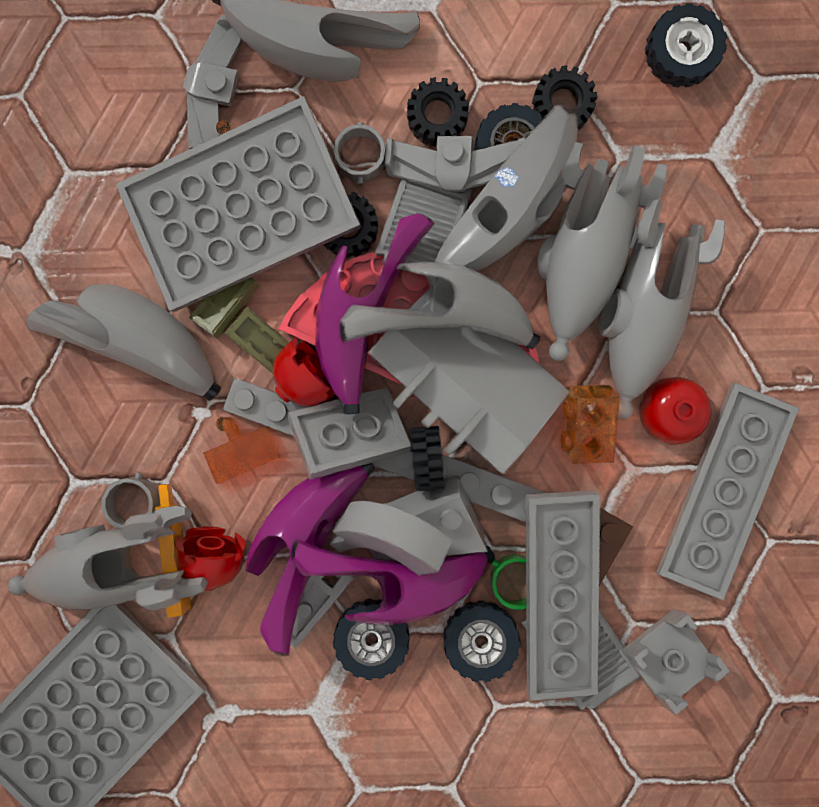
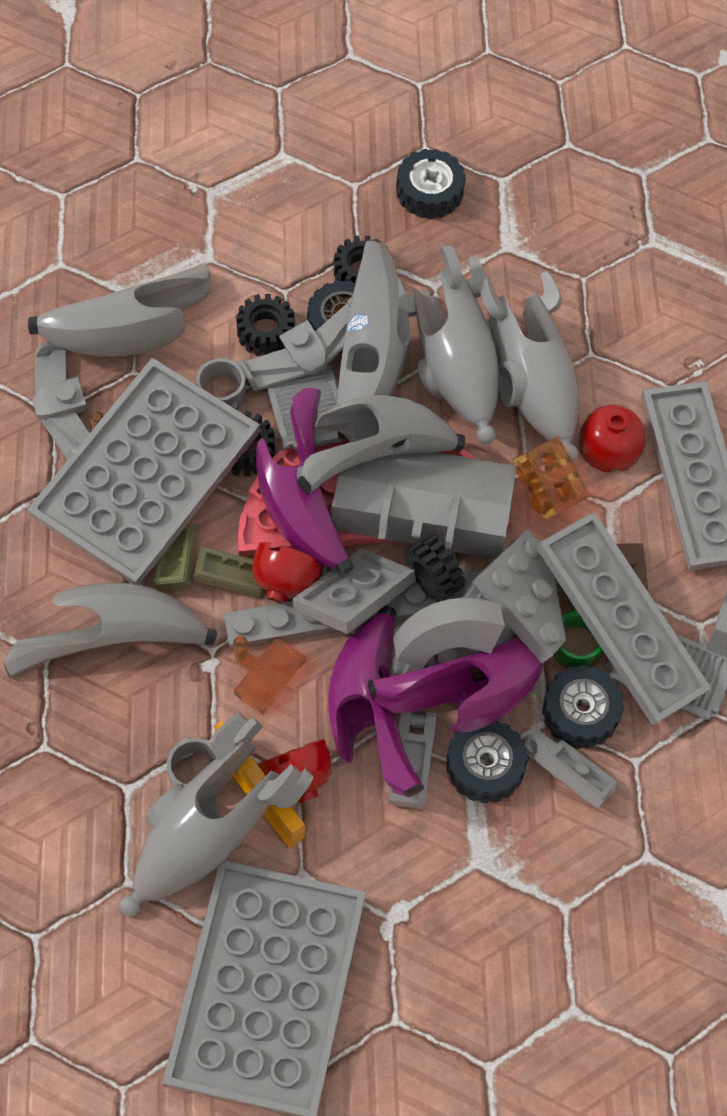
camera: 35 degrees left, 25 degrees down
(435, 688) = (570, 767): none -> light grey hinge
(488, 529) = (526, 595): none -> light grey plate

